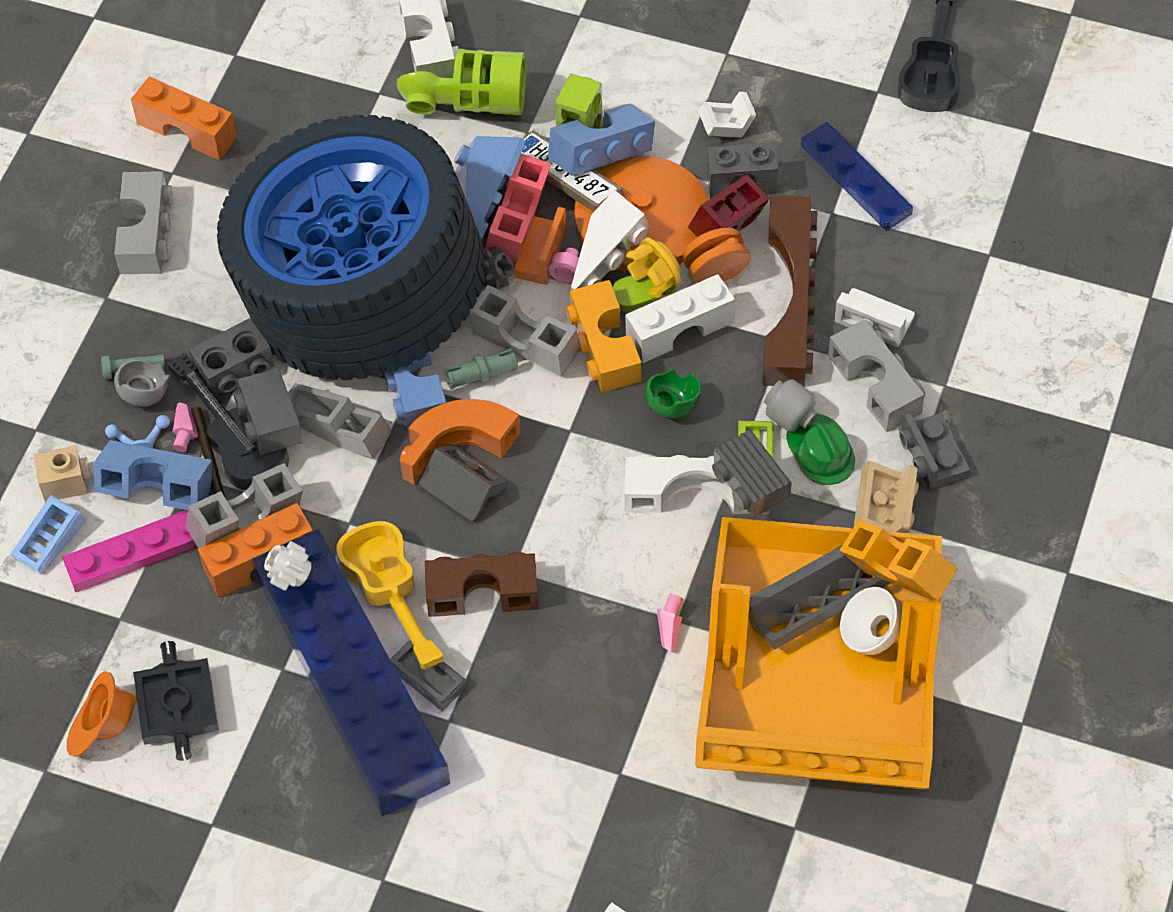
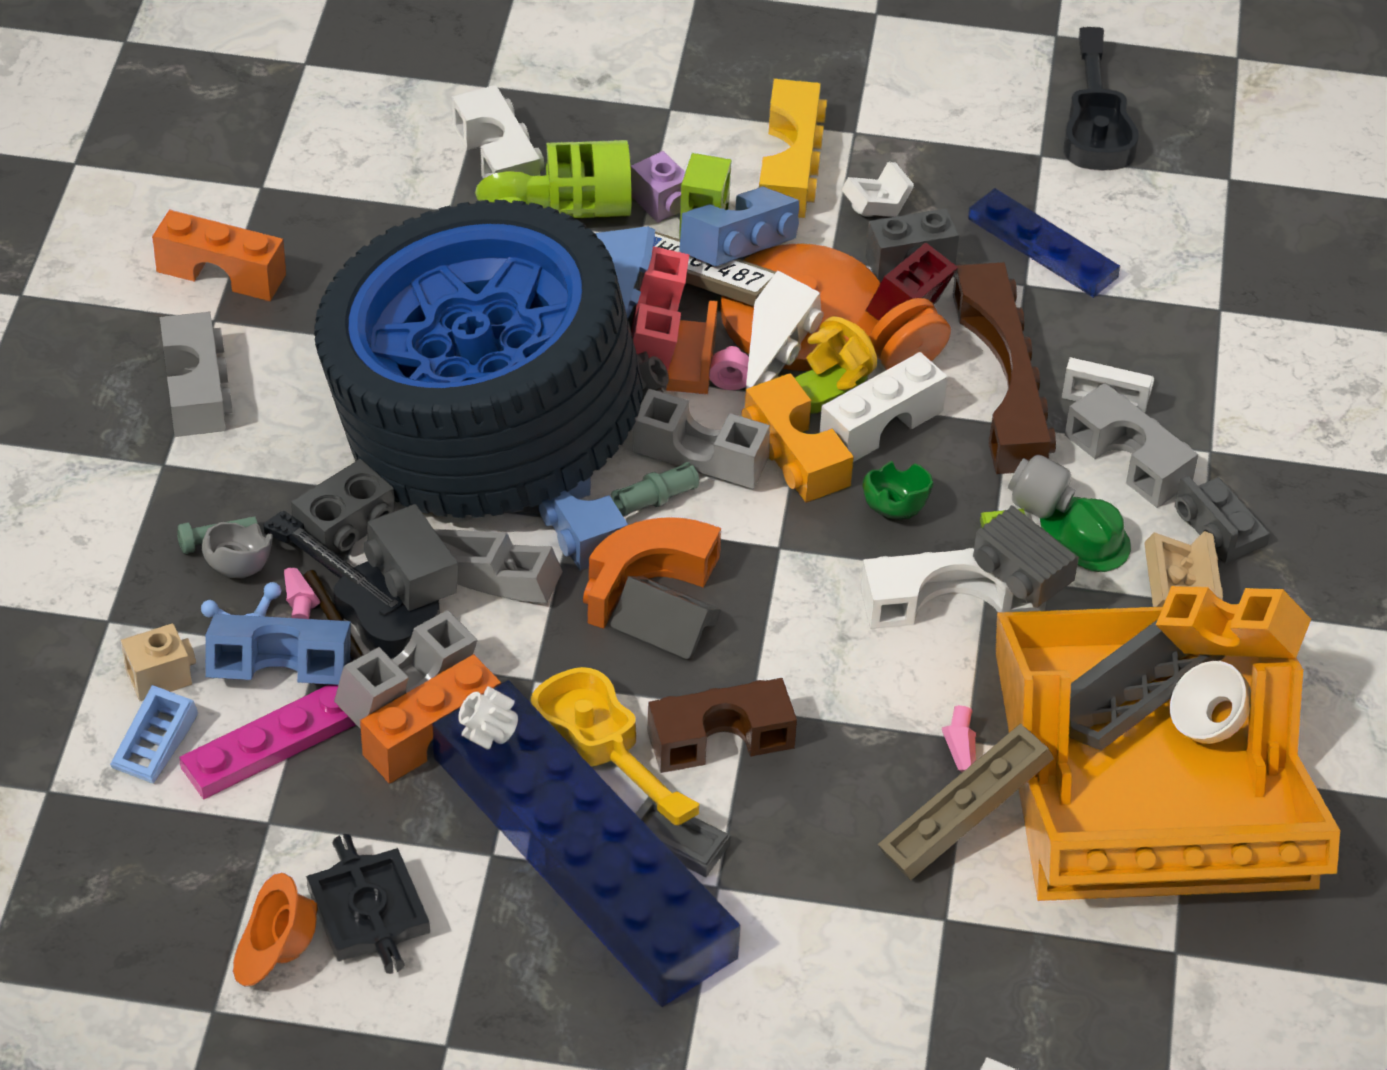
camera: 15 degrees left, 10 degrees down
(544, 87) = (657, 185): none -> lavender brick
(652, 680) = (965, 801): none -> dark tan plate
(677, 37) = (794, 119): none -> yellow arch

